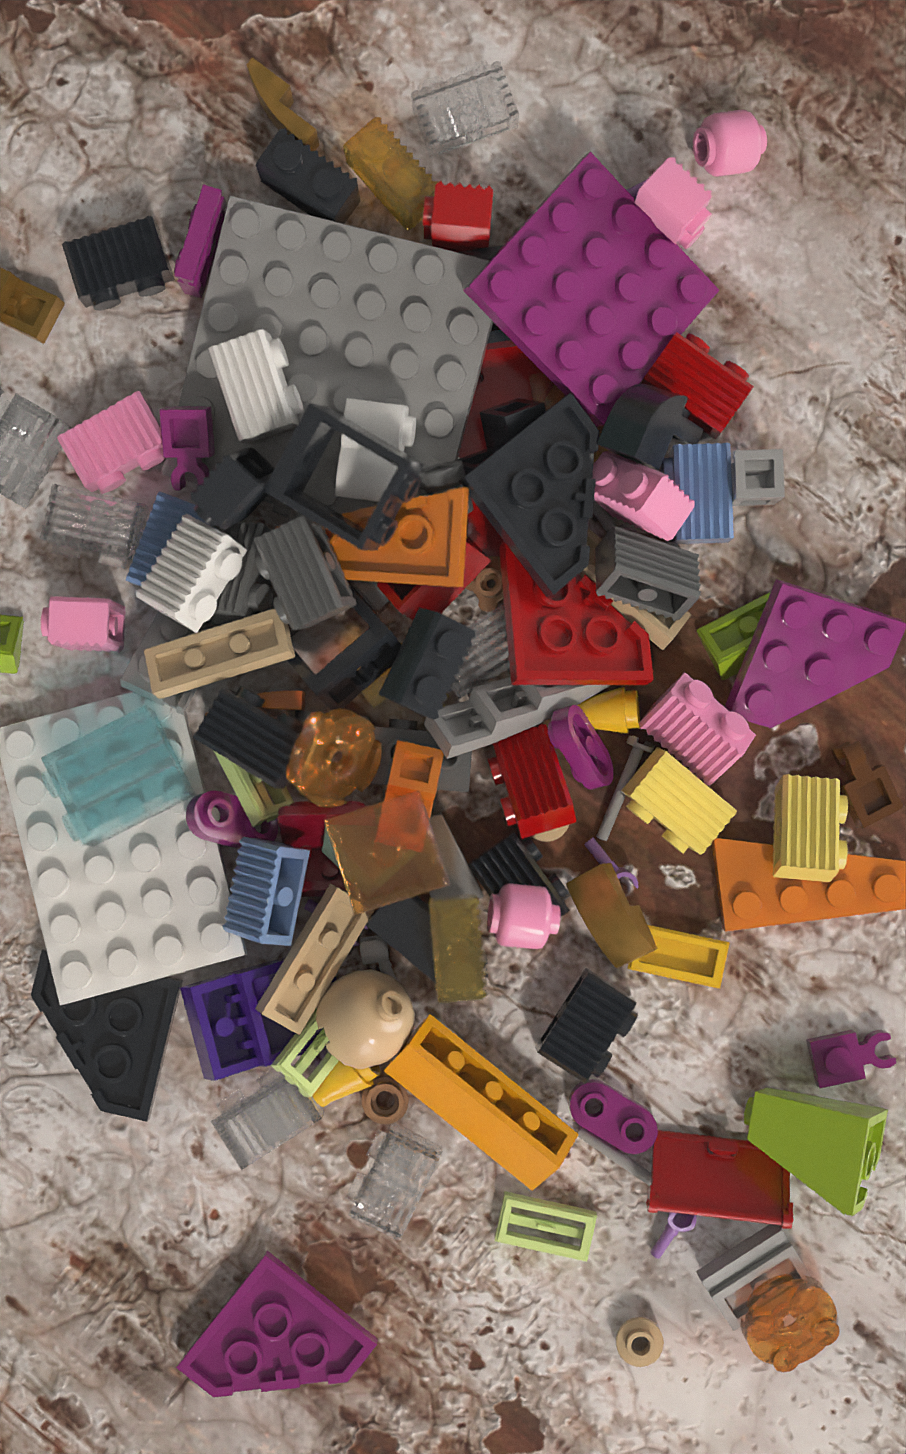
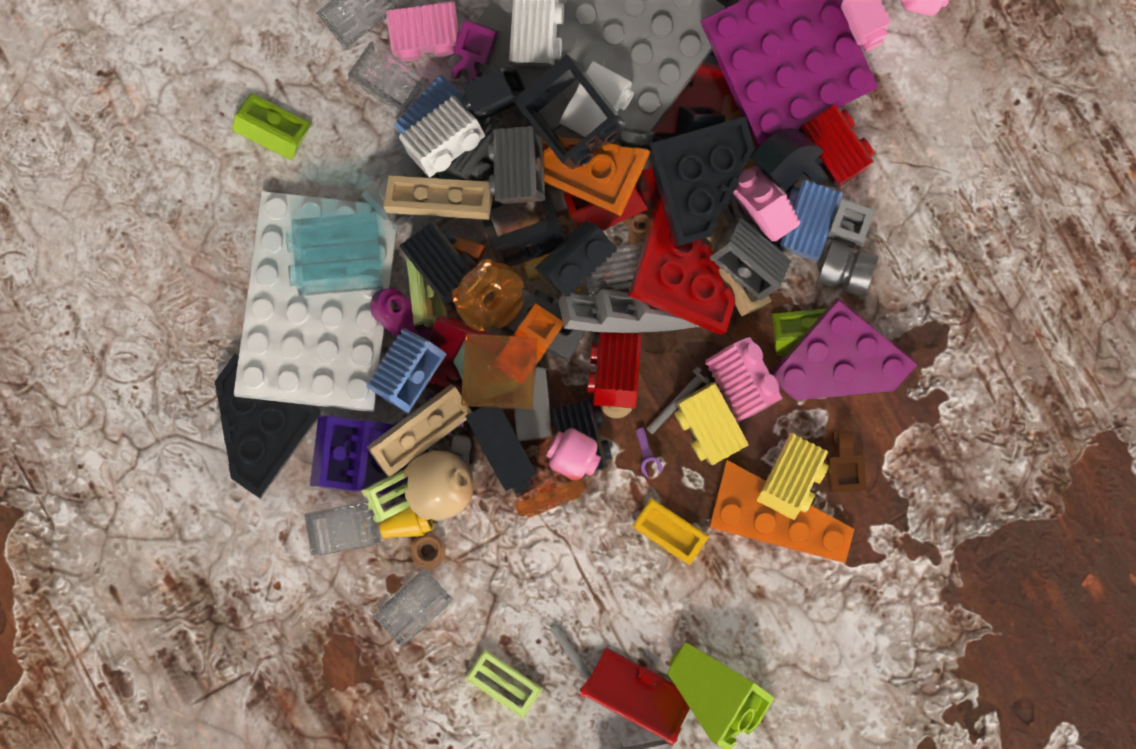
camera: 20 degrees right, 5 degrees down
(84, 624) = (355, 143): bright pink brick -> none
(276, 1337) = (287, 684): magenta plate -> none
(458, 948) = (521, 451): clear yellow brick -> none
(482, 1103) = (493, 575): light orange brick -> none
(512, 981) = (549, 498): none -> clear orange plate
(581, 747) = (659, 360): magenta plate -> none
(587, 1026) = (587, 554): black brick -> none
(609, 917) = (632, 484): pearl gold slope -> none
(613, 710) = (688, 344): yellow cone -> none
(614, 1116) = (581, 625): magenta plate -> none
(676, 1223) = (595, 715): medium lavender hand -> none
(778, 536) = (847, 268): none -> flat silver wheel
(841, 1058) = (755, 648): magenta plate -> none

